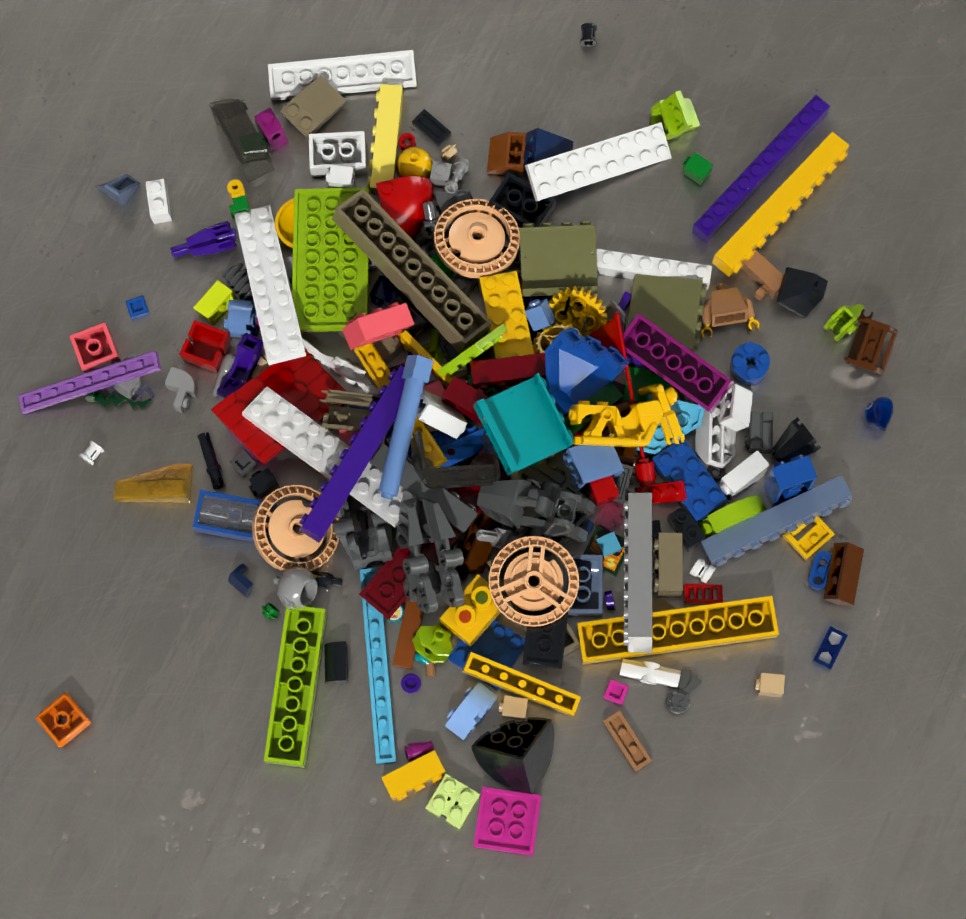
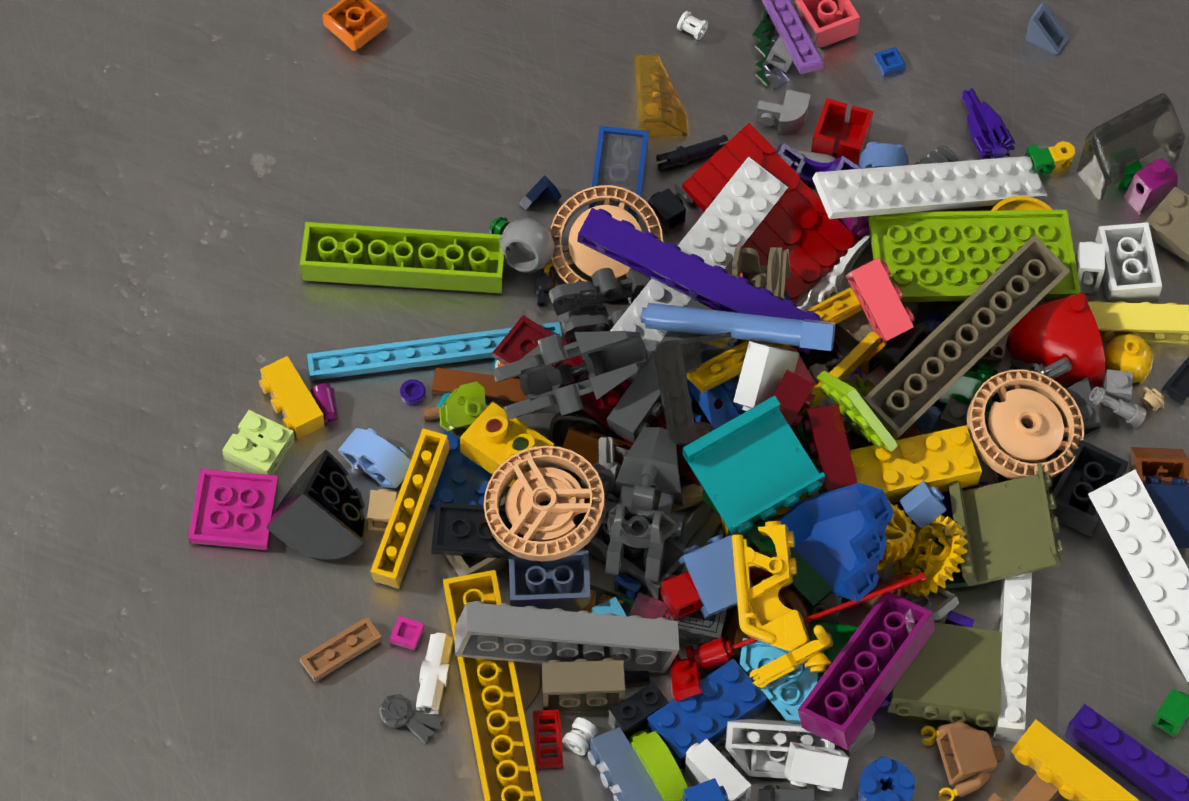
camera: 80 degrees right, 15 degrees down
(158, 201) = (1033, 70): white brick -> none
(214, 303) = (898, 132): neon yellow hinge -> none
(336, 662) = (436, 307): black brick -> none
(409, 136) = (1162, 343): red bush -> none

